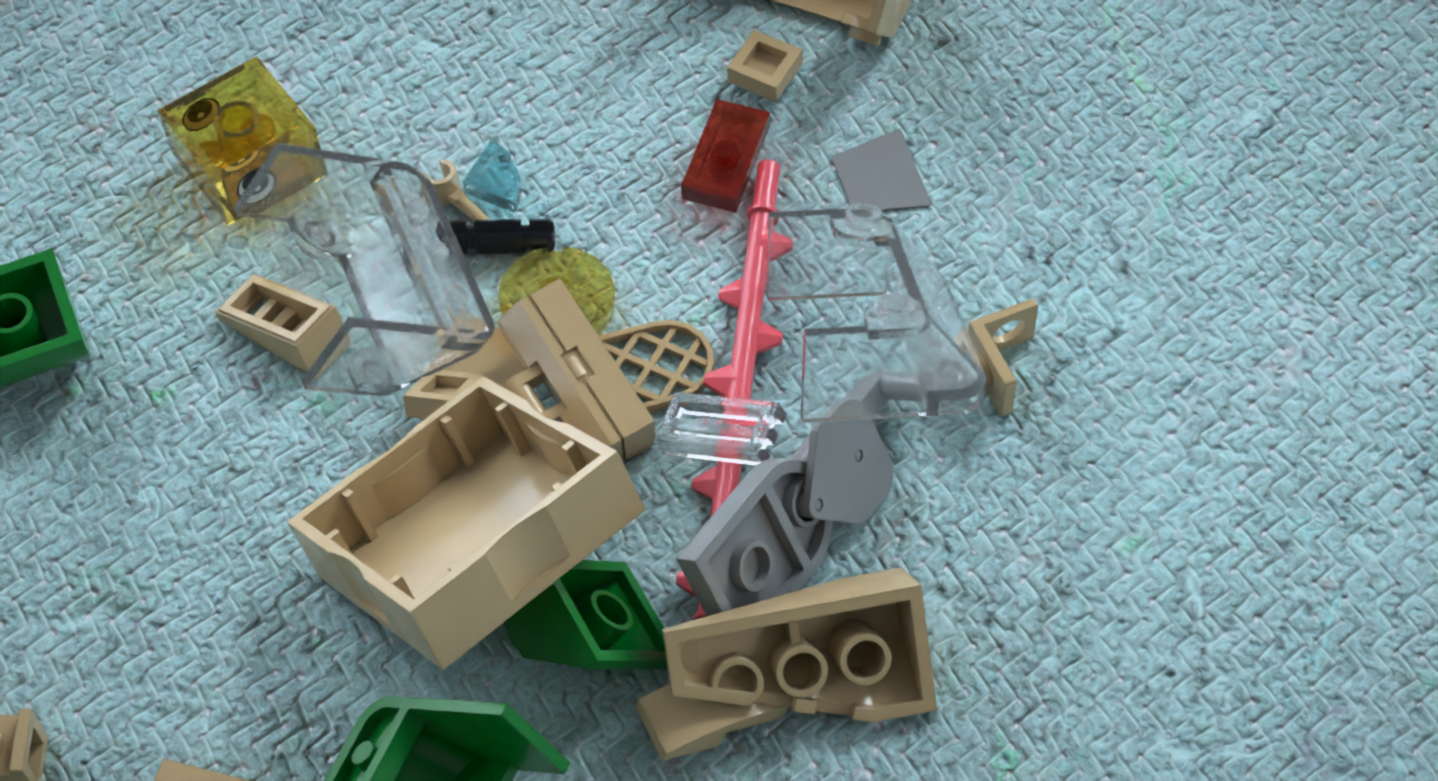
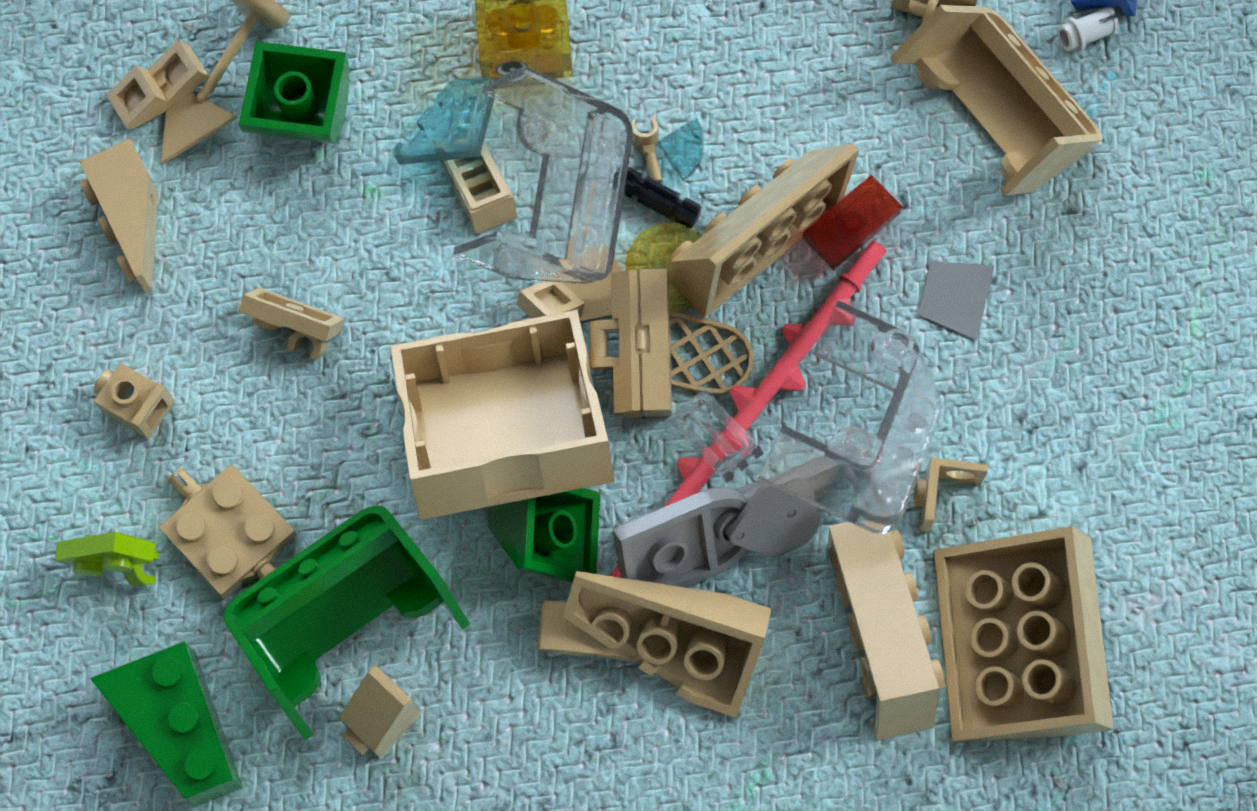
camera: 30 degrees right, 15 degrees up
(116, 569) = (277, 311): none -> tan plate
(217, 276) = (451, 126): none -> clear light blue wing
(636, 194) = (761, 228): none -> tan slope
(765, 65) = (925, 163): tan plate -> none
(1040, 518) = (886, 628): none -> tan wedge
(1186, 454) = (1023, 637): none -> tan slope

